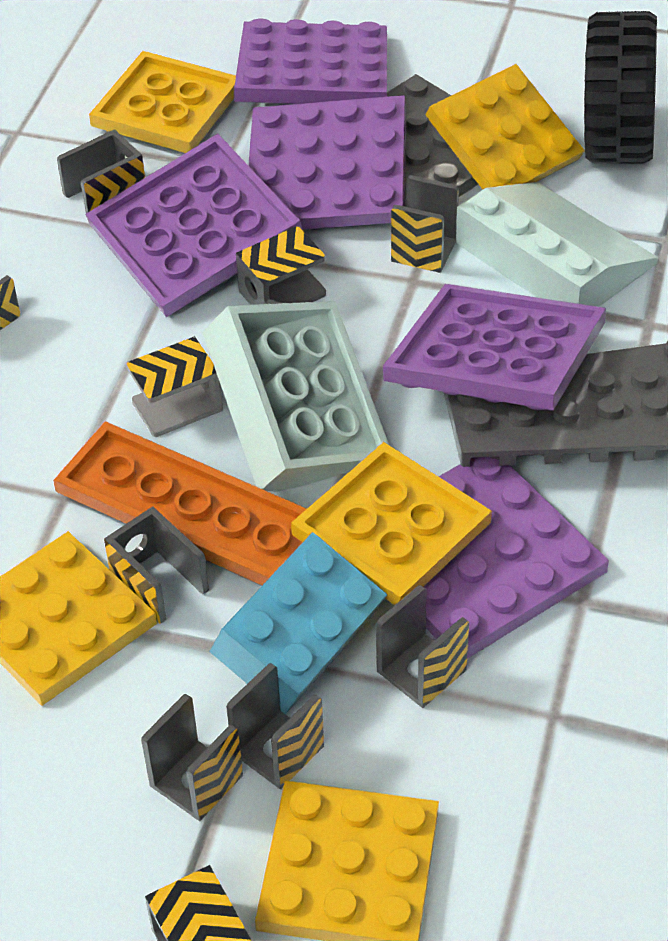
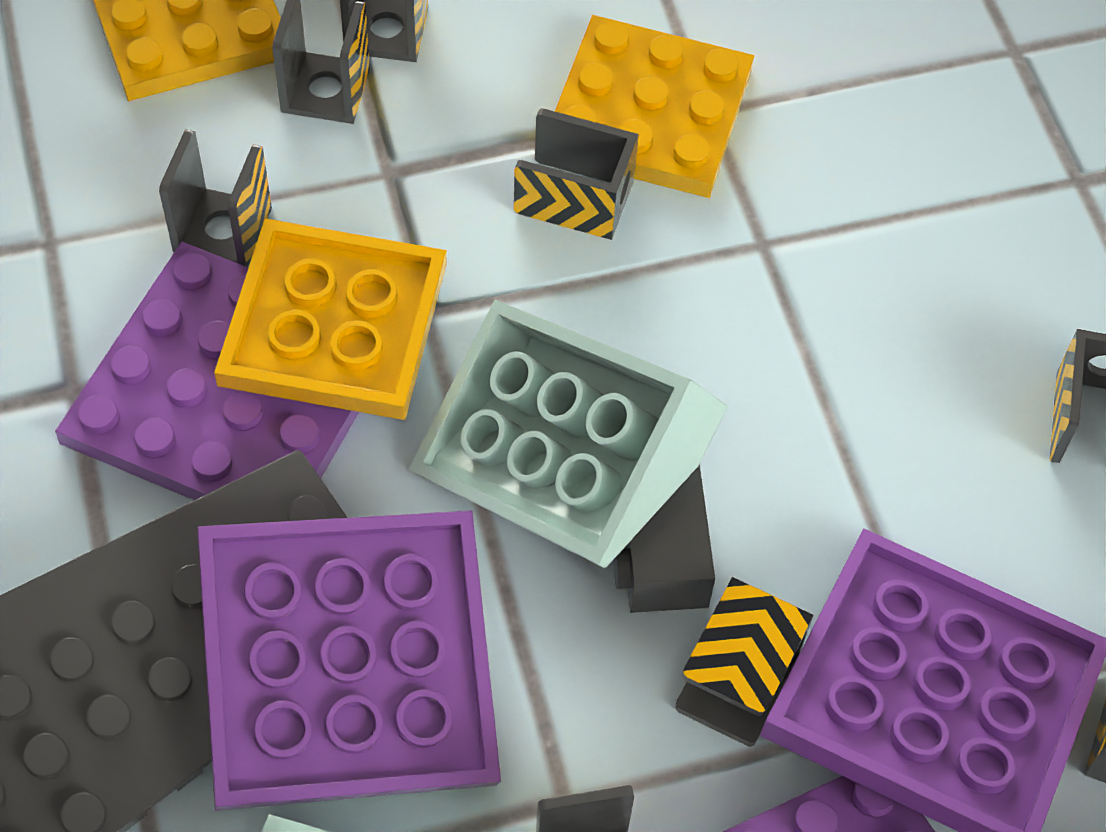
camera: 145 degrees right, 10 degrees up
(176, 386) = (755, 385): piece -> none
(218, 513) = (610, 274): orange plate -> none
(299, 619) = (369, 154): medium azure brick -> none

